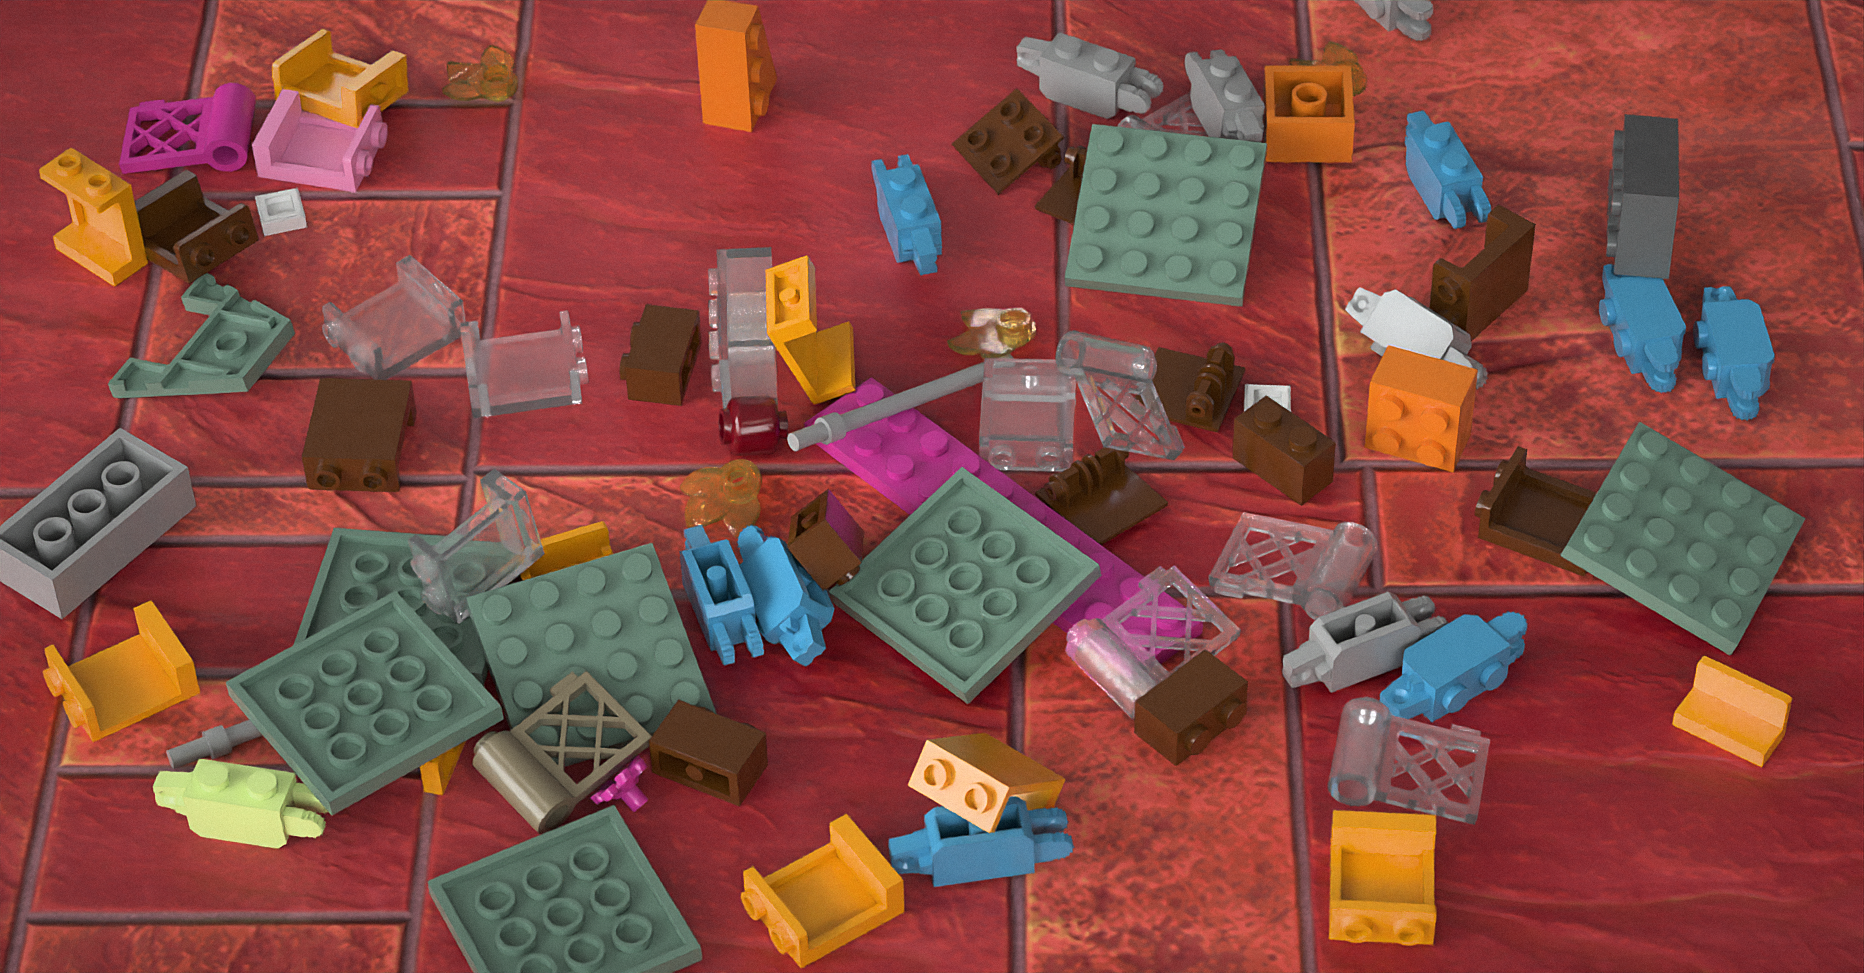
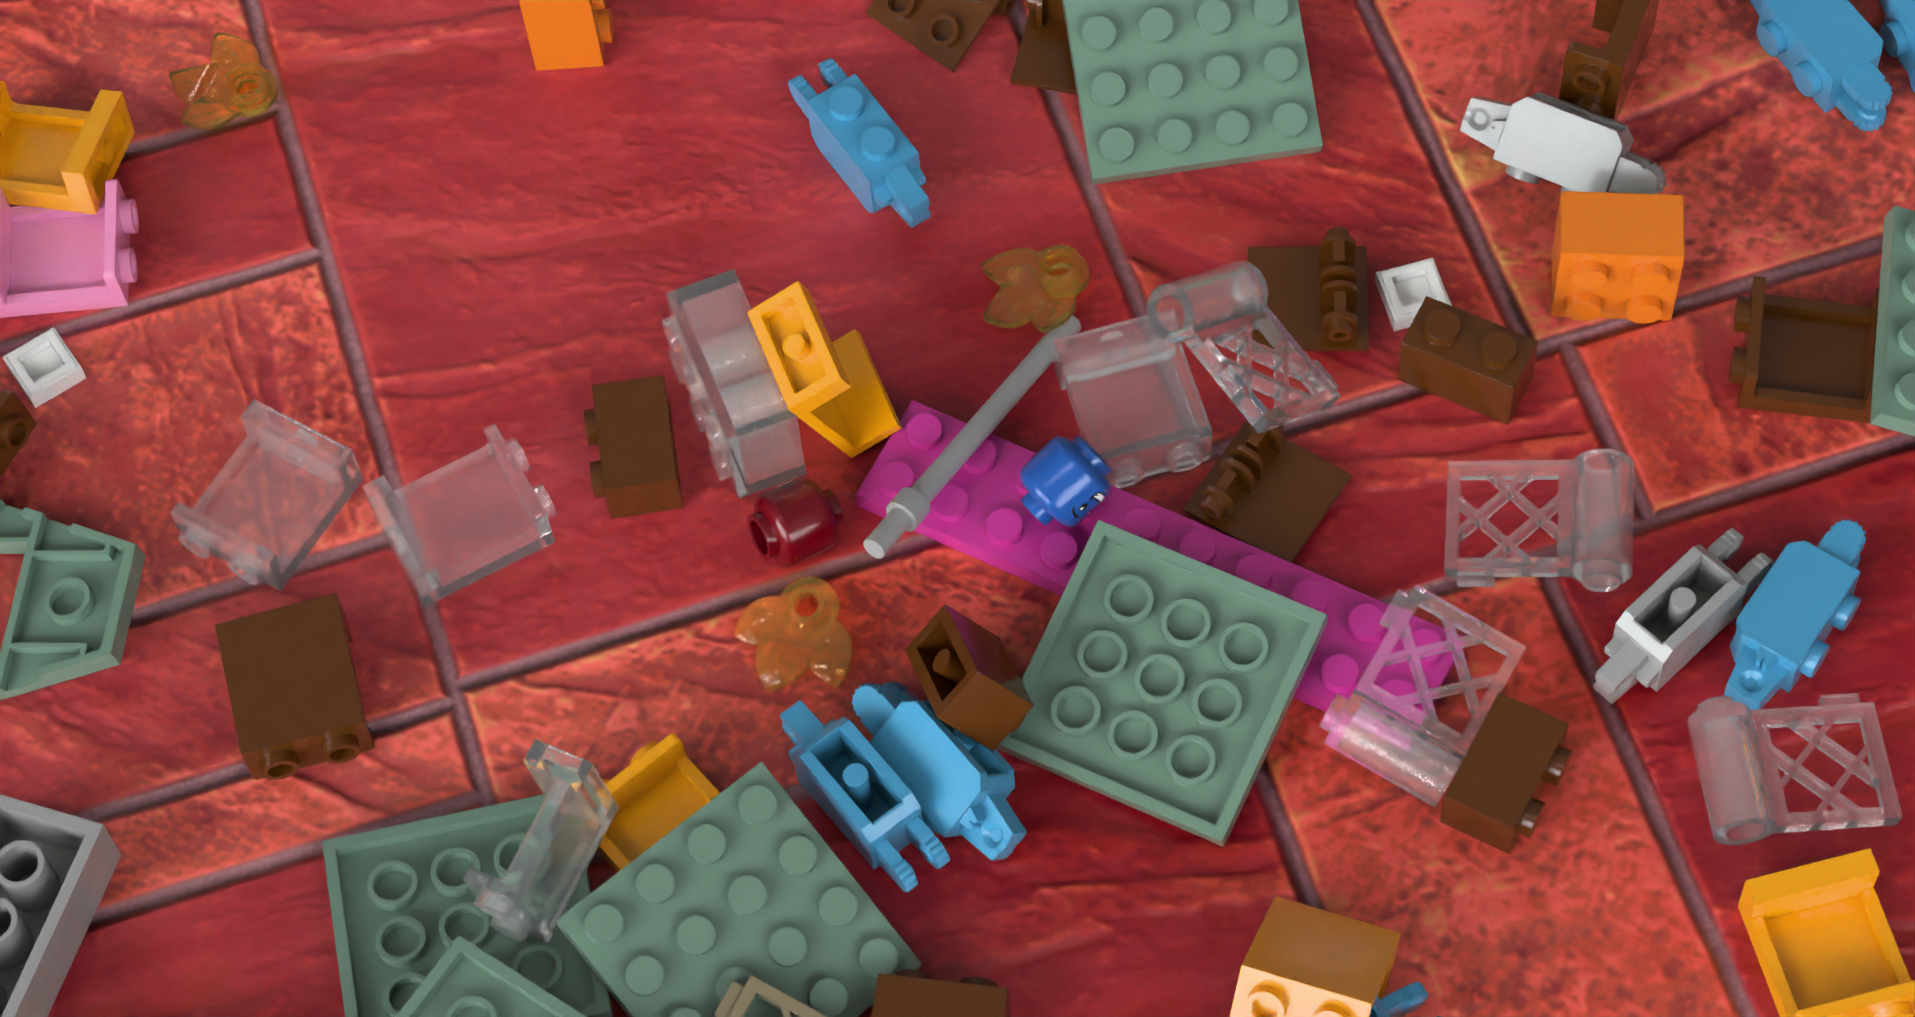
camera: 15 degrees left, 15 degrees up
(950, 440) = (1065, 481): none -> blue head

